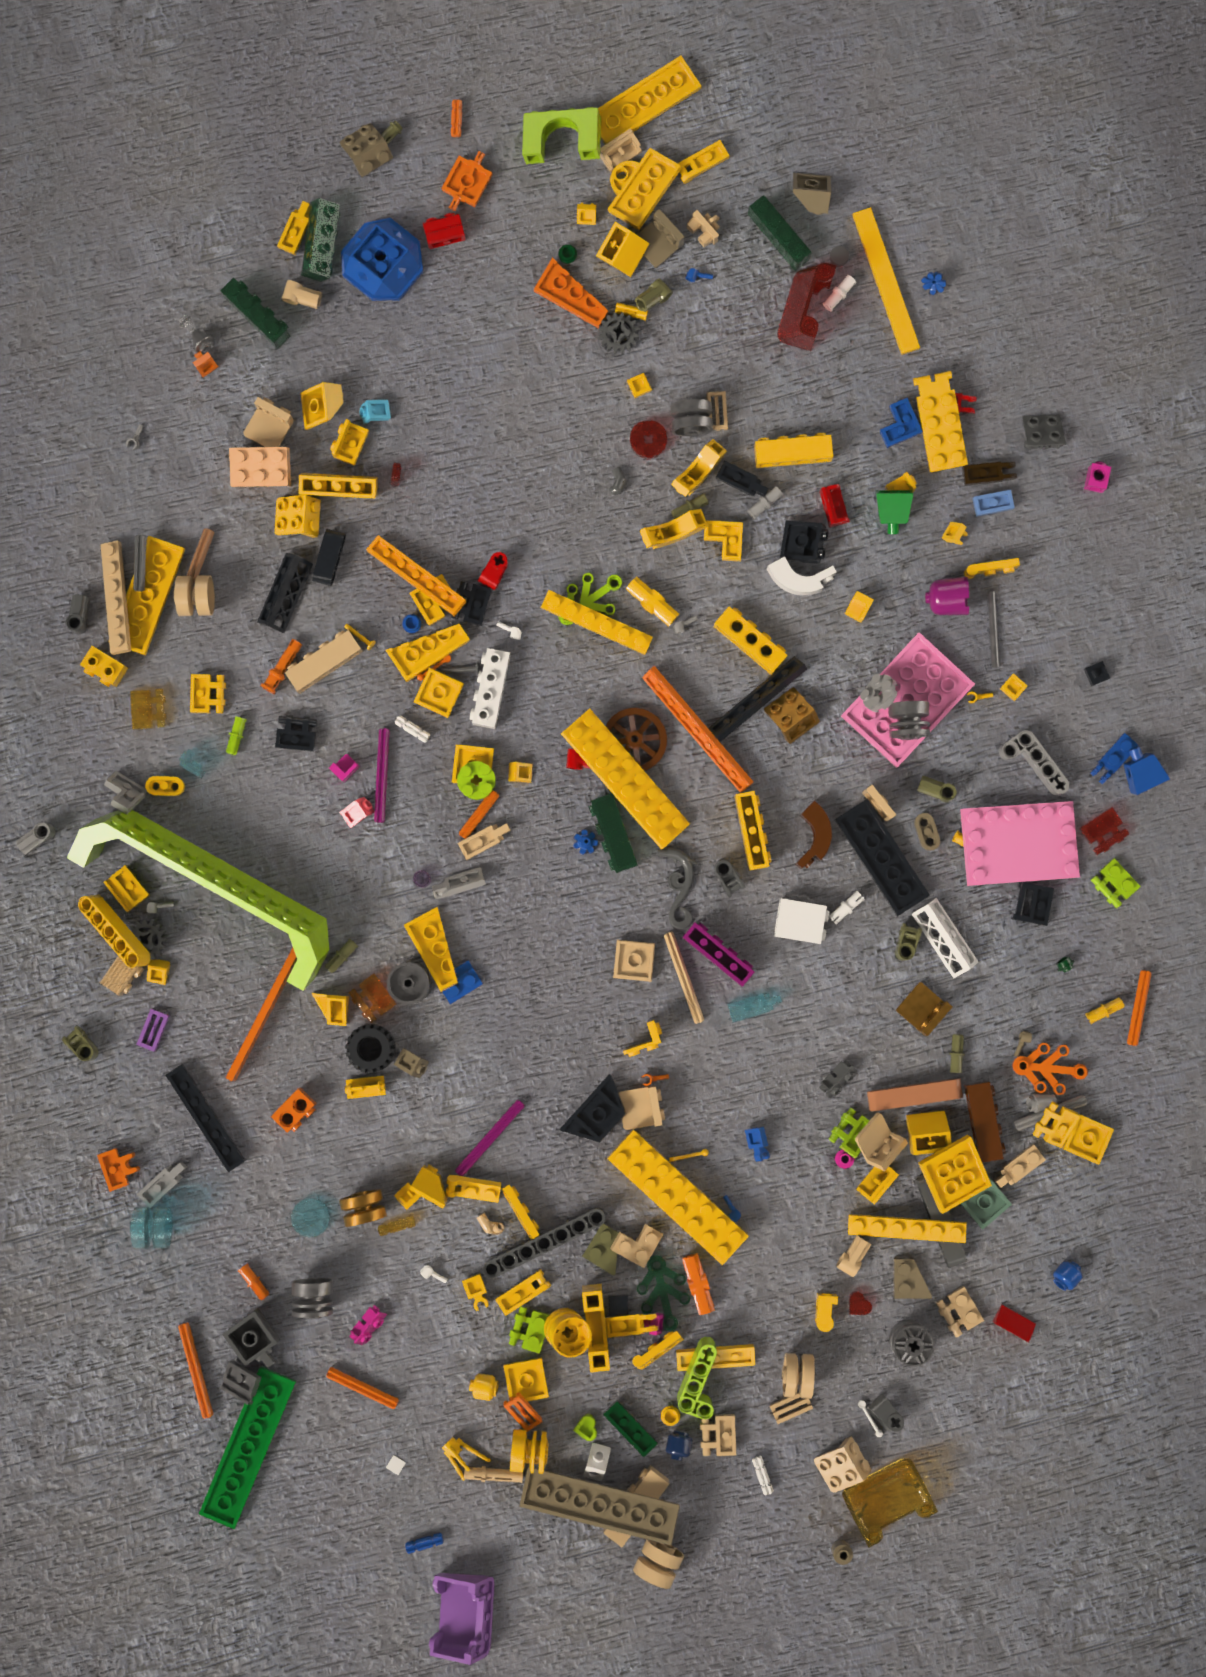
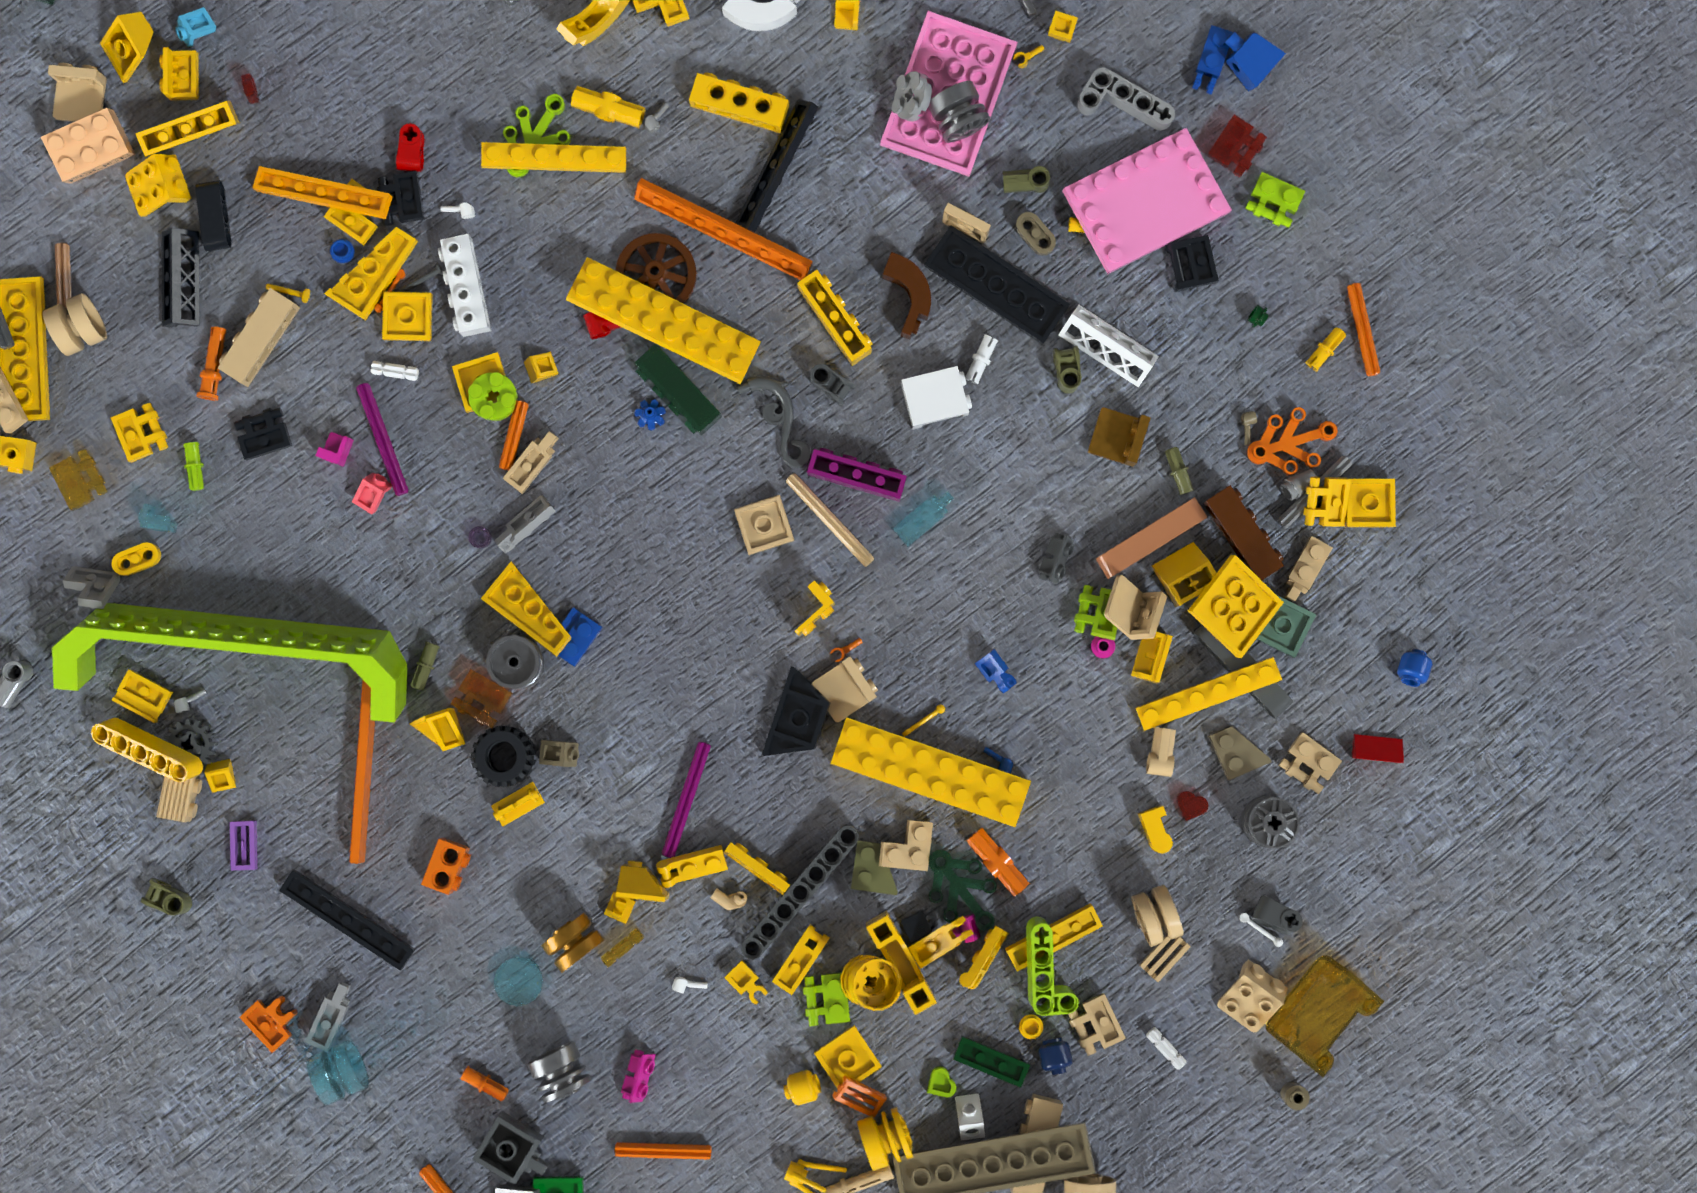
camera: 20 degrees left, 0 degrees up
(792, 714) = (824, 167): pearl gold bracket -> none

